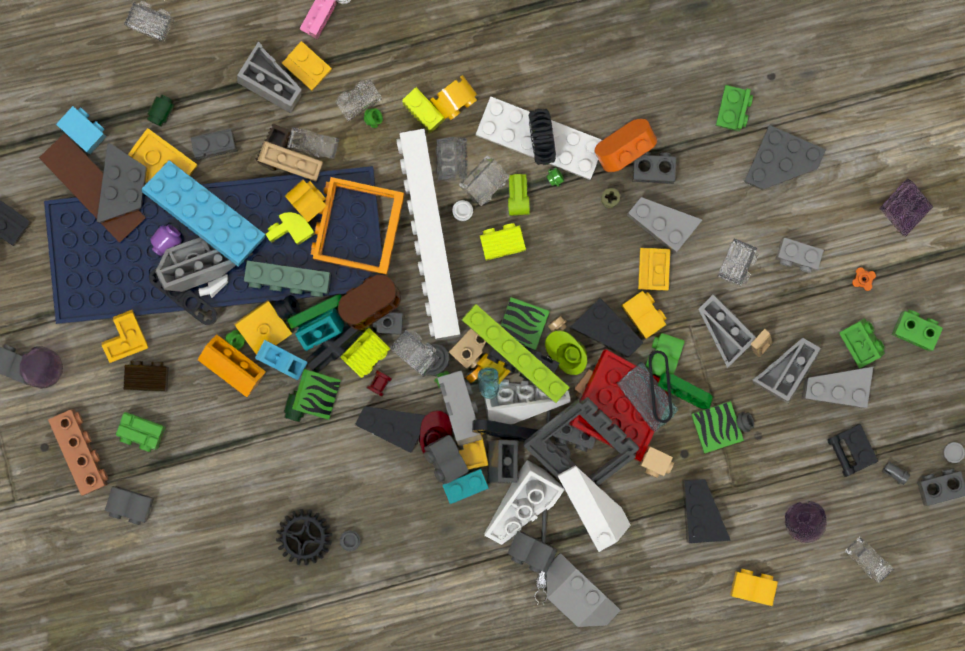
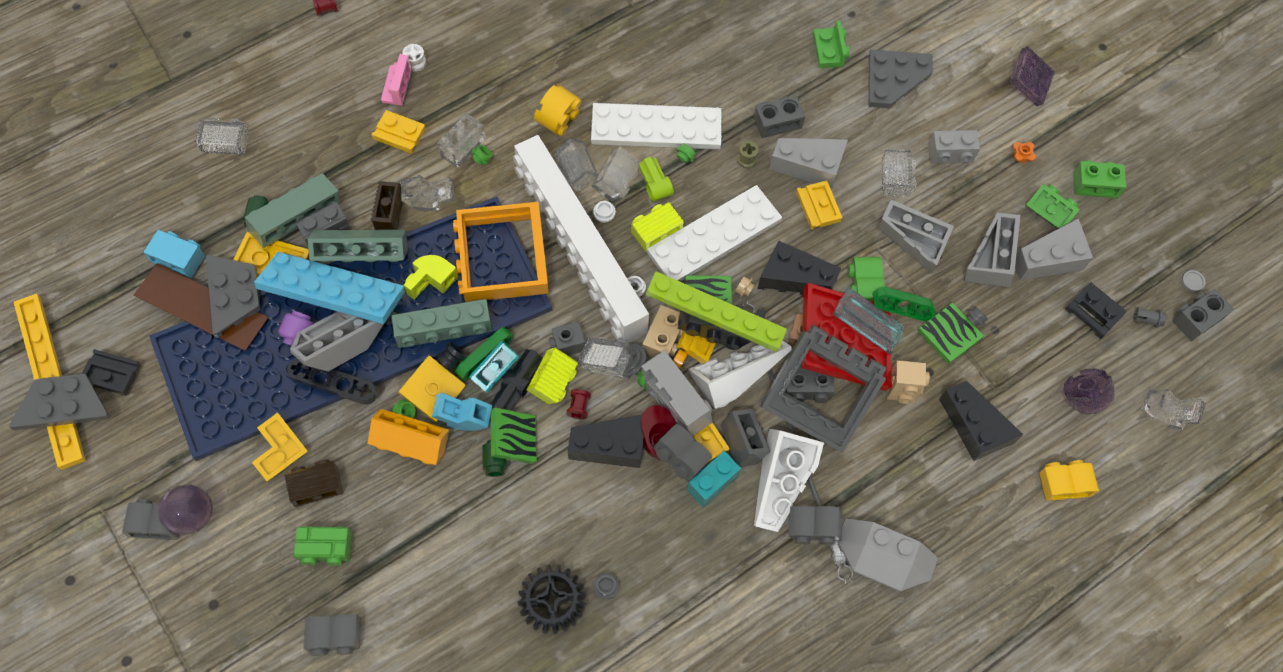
camera: 20 degrees left, 20 degrees down
(78, 452) = (254, 593): nougat brick -> none
(191, 123) = (280, 214): none -> sand green brick
(214, 286) = (363, 360): white bar -> none
(237, 180) = (357, 245): none -> sand green brick
(269, 80) = (363, 150): light grey wedge -> none
(290, 161) = (408, 210): tan tile -> none
(306, 199) = (437, 239): yellow brick -> none
(369, 302) = (539, 319): reddish brown brick -> none
(423, 110) = (523, 127): neon yellow brick -> none
(458, 287) = (639, 282): none -> white plate
(488, 382) = (697, 358): clear light blue brick -> none
(502, 430) = (731, 399): black beam -> none
(542, 136) = (659, 110): black gear -> none
(551, 265) = (714, 235): none -> white plate
(566, 351) = (763, 297): lime piece -> none
(598, 512) = (865, 455): white wedge -> none
(625, 145) = (743, 100): orange brick -> none
(644, 315) = (827, 246): yellow brick -> none
(668, 386) = (888, 298): black piece -> none
(761, 343) = (958, 233): tan tile -> none

